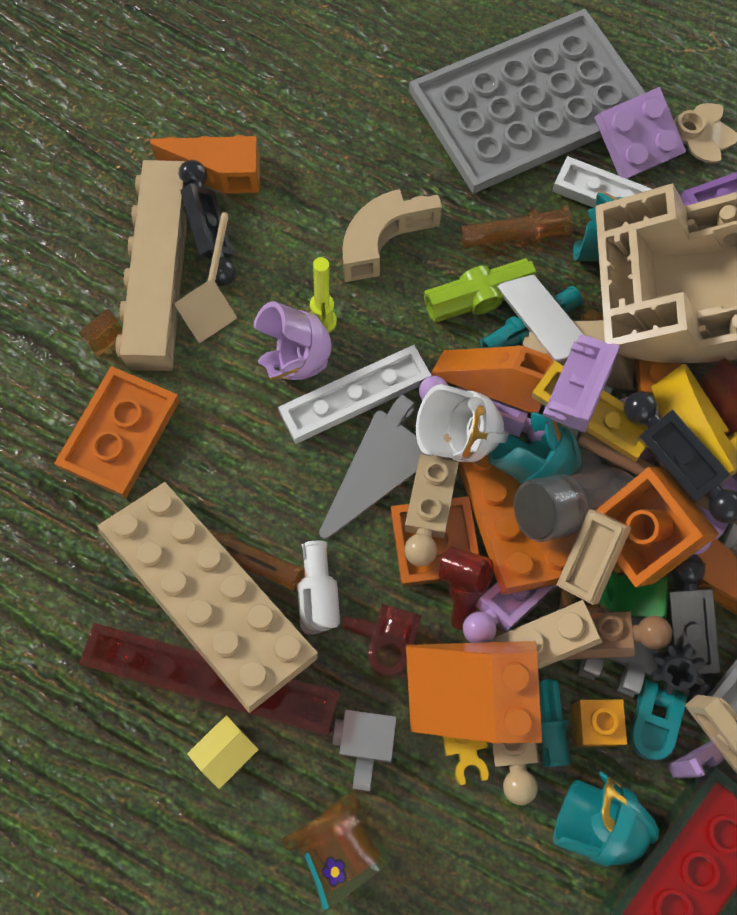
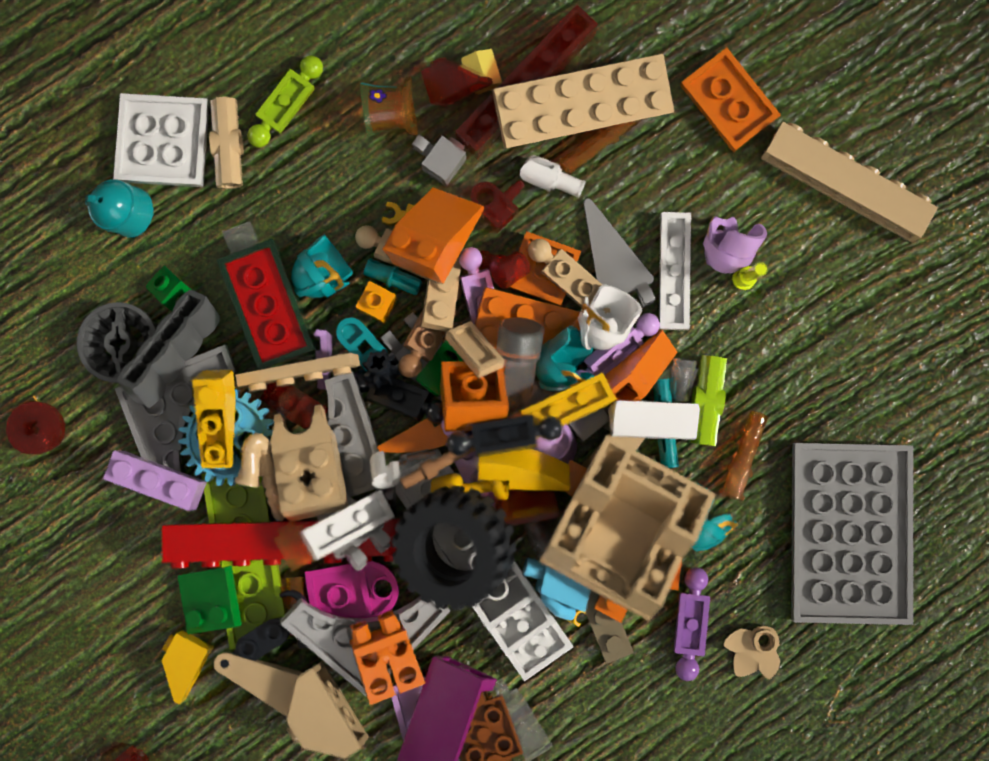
camera: 115 degrees right, 15 degrees up
(101, 333) = (810, 119): clear orange tile -> none
(204, 218) = (863, 232): black plate -> none
(205, 307) = (794, 201): tan piece -> none
(229, 161) = (908, 273): orange slope -> none
(256, 783) = (452, 81): none -> clear red slope
(378, 223) = (799, 352): tan arch -> none
(469, 328) = (682, 376): none -> clear cone
(581, 382) = (587, 401): lavender hinge -> none
(584, 181) = (740, 542): white plate -> none
(640, 133) = (775, 595): lavender plate -> none

